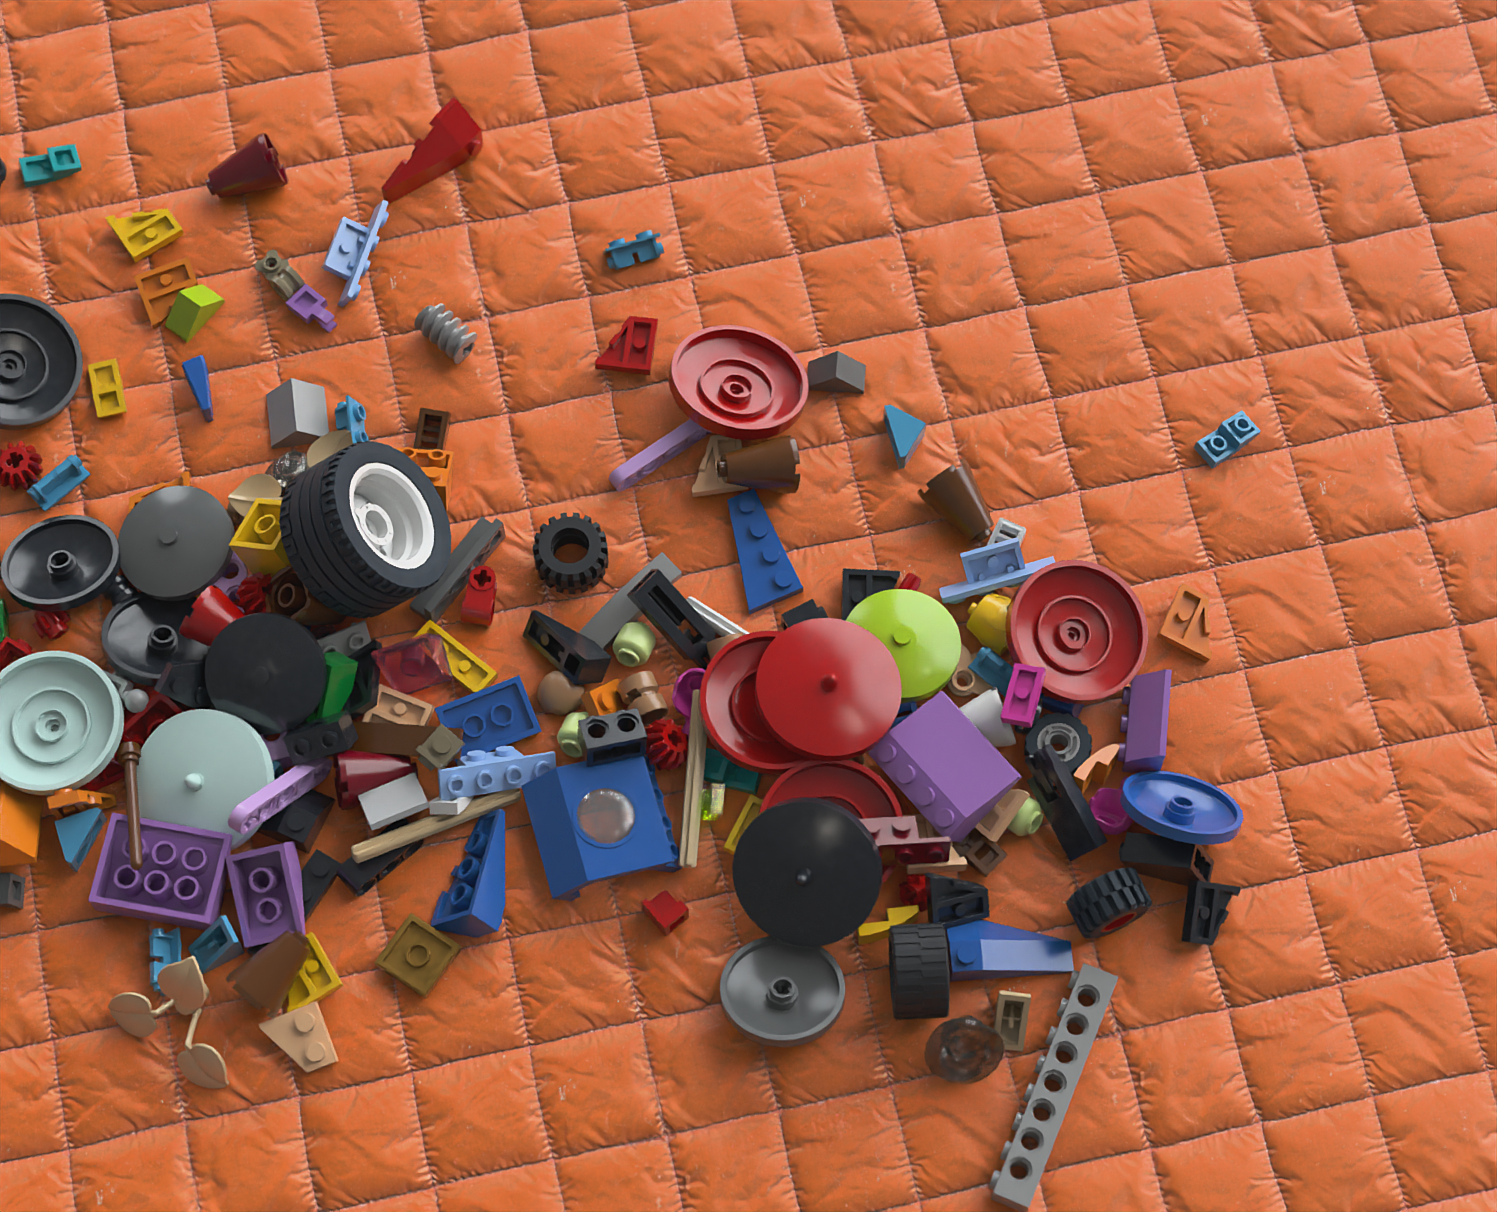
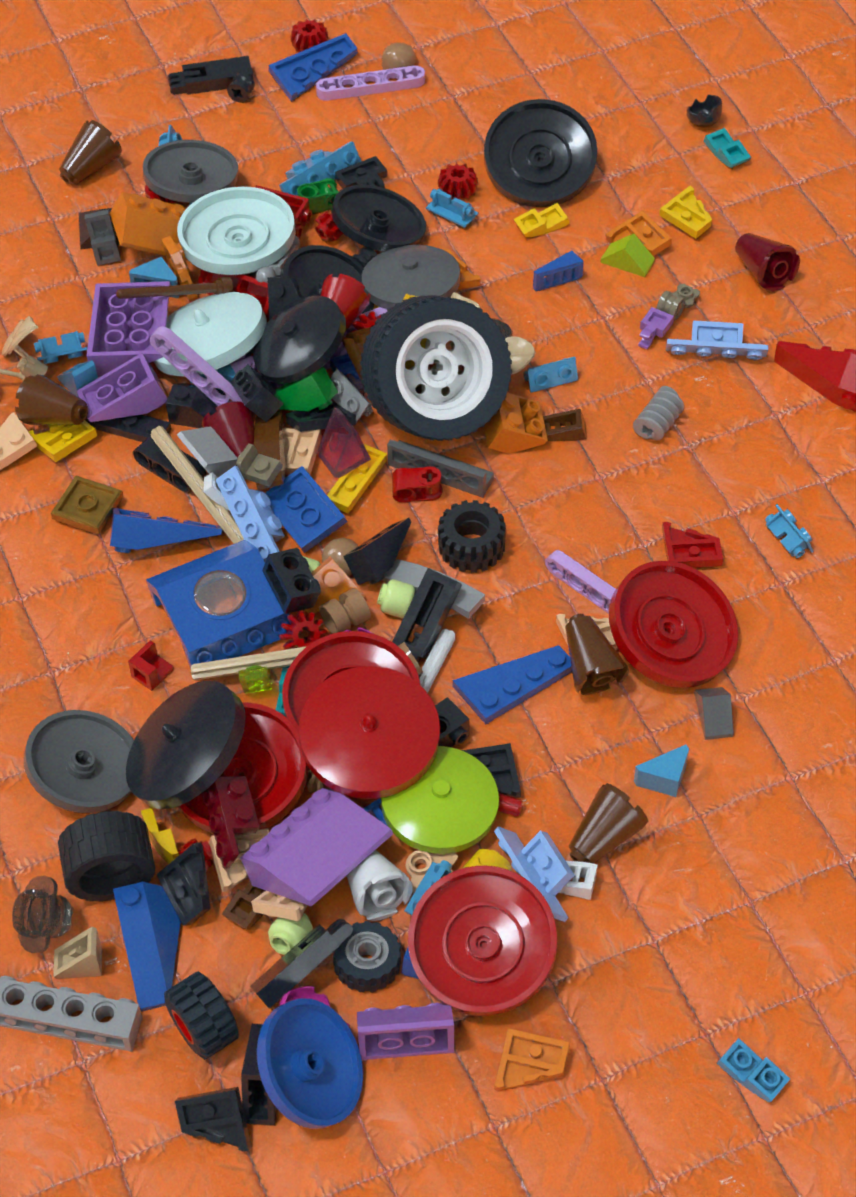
camera: 80 degrees right, 15 degrees down
(296, 413) = (555, 339): light grey slope -> none
(1023, 698) = (393, 895): dark pink piece -> none
(1097, 767) = (352, 992): orange slope -> none

